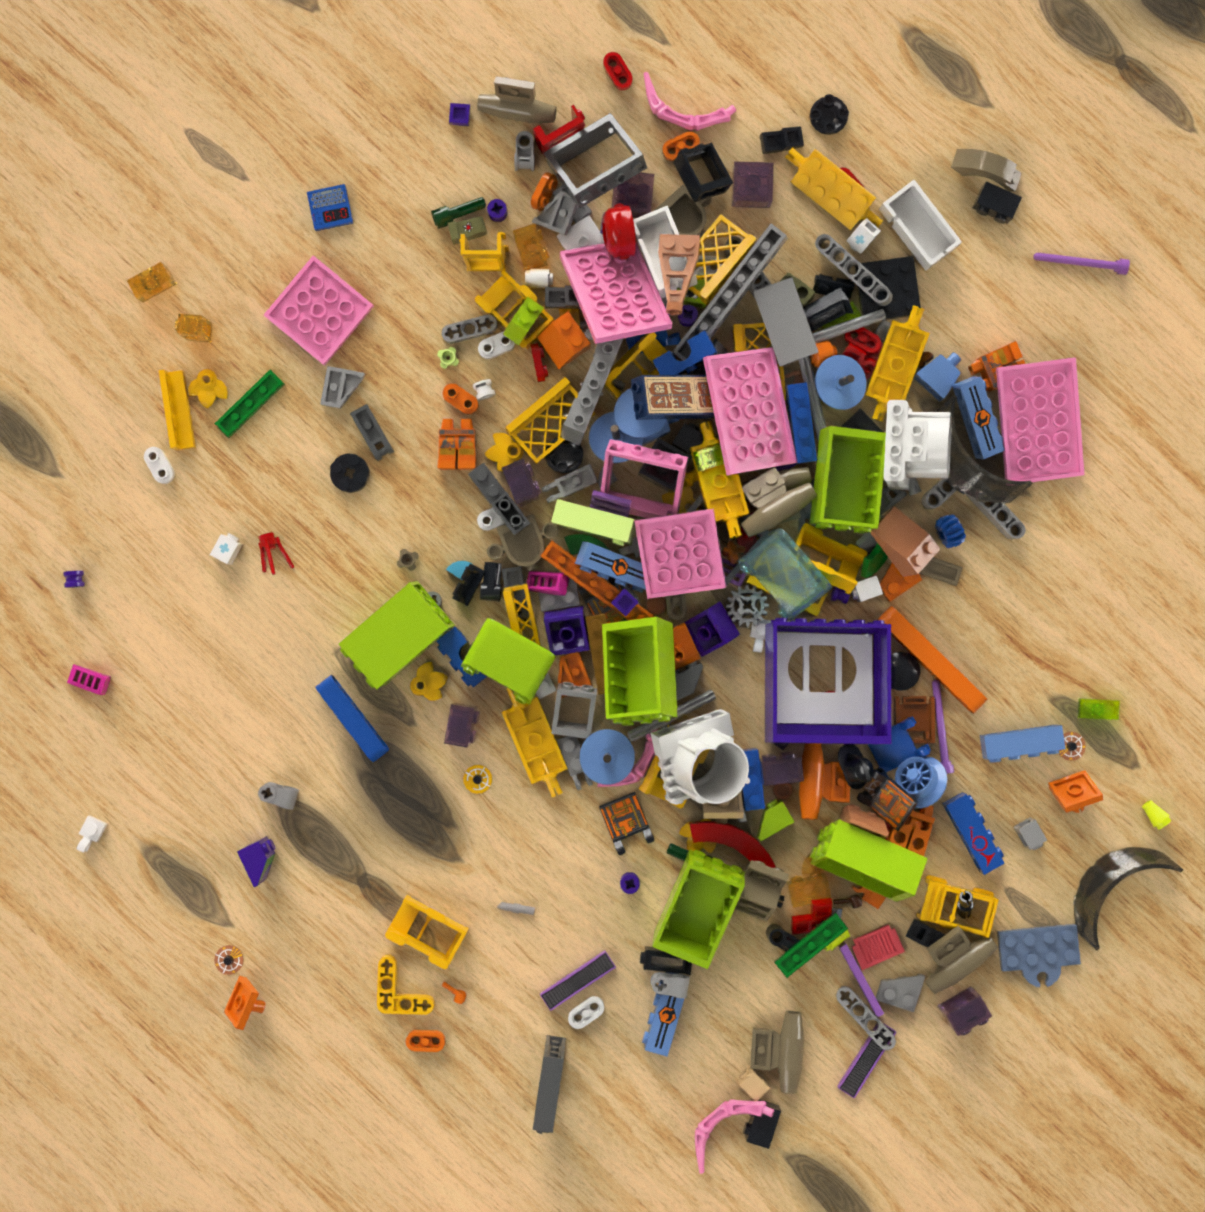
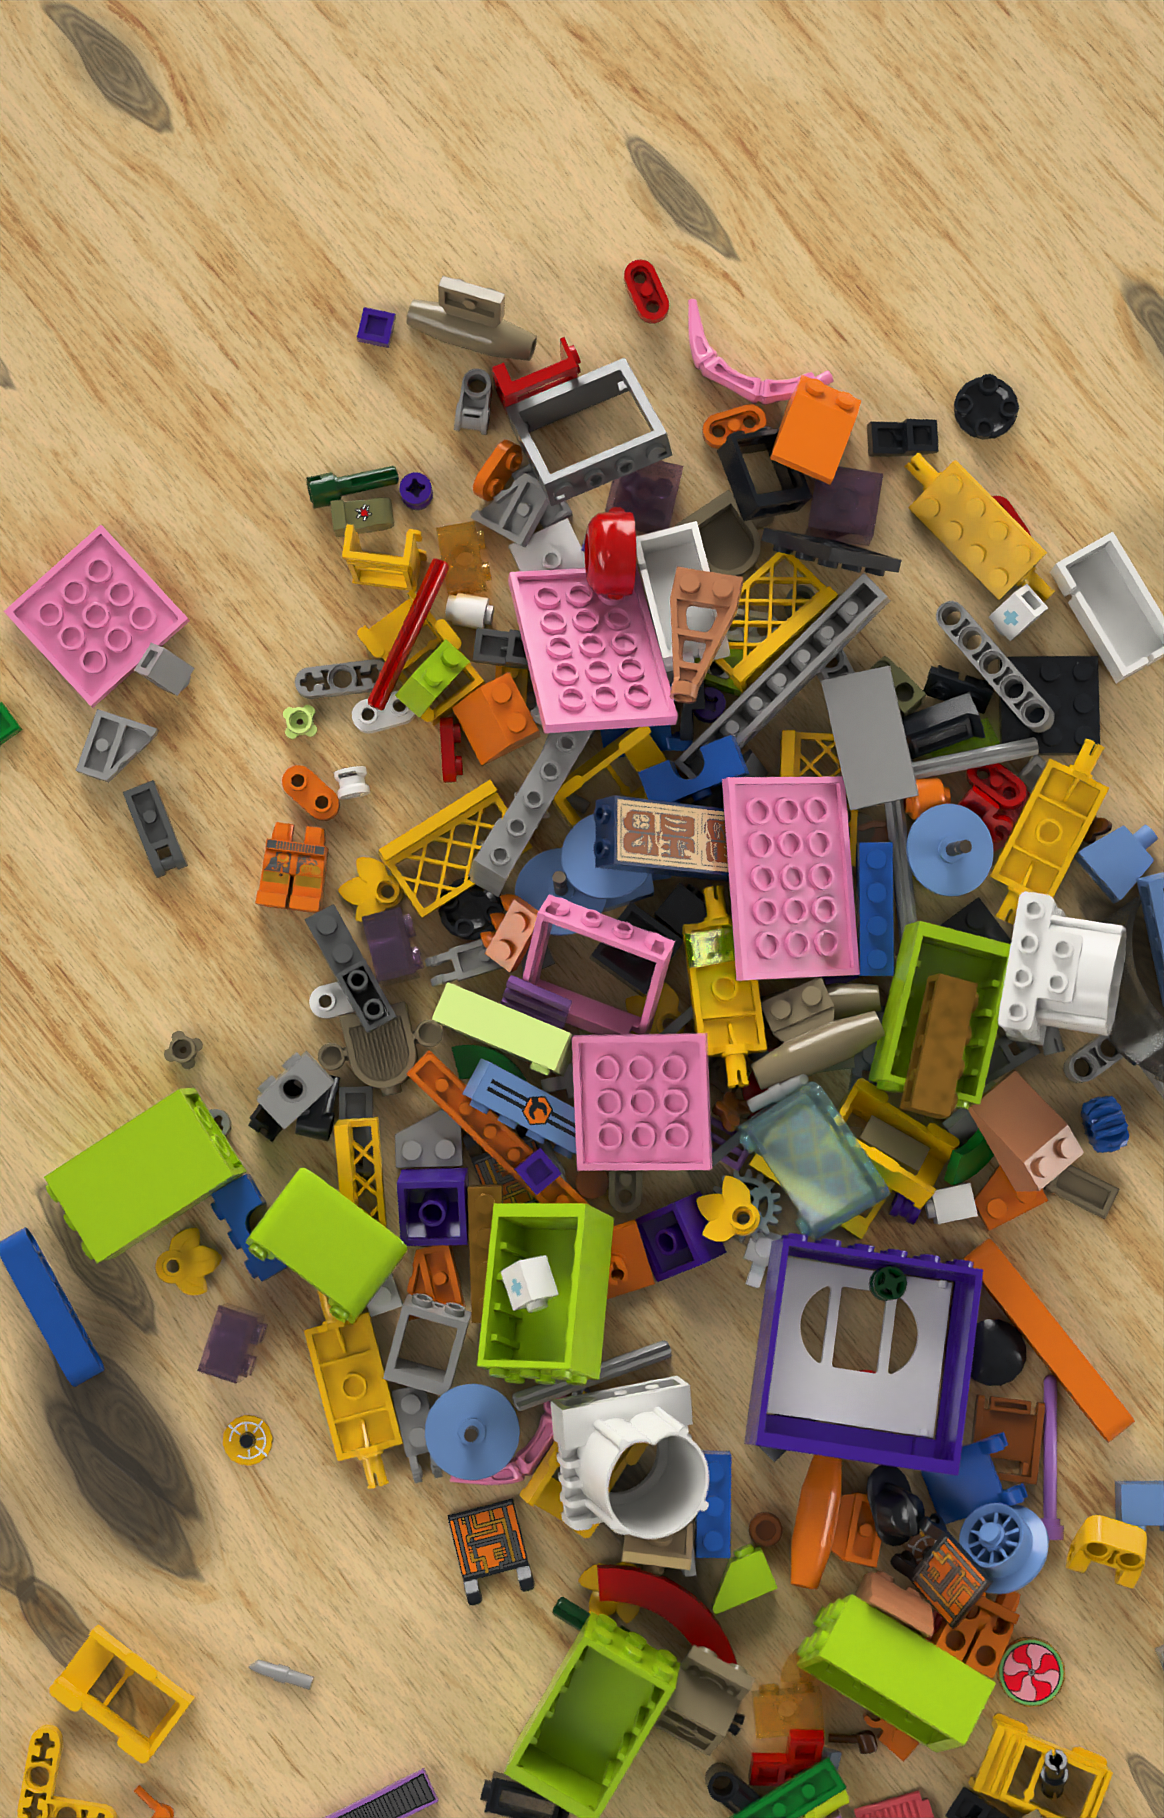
camera: 10 degrees right, 5 degrees down
(330, 207) = (140, 450): tile -> none
(345, 483) = (90, 883): black plate -> none
(364, 337) = (164, 669): none -> light grey brick
(457, 568) = (262, 1072): medium azure tile -> none
(474, 585) = (286, 1107): none -> light grey brick
(505, 296) = (408, 634): none -> red axle
(558, 587) = (432, 1125): dark pink slope -> none
(591, 463) = (513, 932): none -> orange plate
(630, 667) = (529, 1284): none -> white brick
(631, 879) = (485, 1650): dark purple wheel -> none
(675, 323) = (687, 721): none -> black slope
(687, 679) = (626, 1318): dark grey slope -> none
(690, 478) = (676, 976): yellow pin -> none
(730, 140) = (815, 429): none -> orange slope
(735, 610) = (725, 1208): none -> yellow plate
(749, 214) = (830, 552): none -> black plate
(758, 537) = (777, 1092): none -> light grey piece
(781, 768) = (766, 1493): clear purple brick -> none
(829, 558) = (895, 1144): none -> dark tan tile
(839, 638) = (894, 1281): none -> dark green wheel
(850, 497) = (939, 1046): none -> pearl gold brick
(944, 849) = (1031, 1672): none -> tile
(973, 833) = (1084, 1650): blue brick -> none
(982, 771) = (1112, 1545): none -> yellow piece

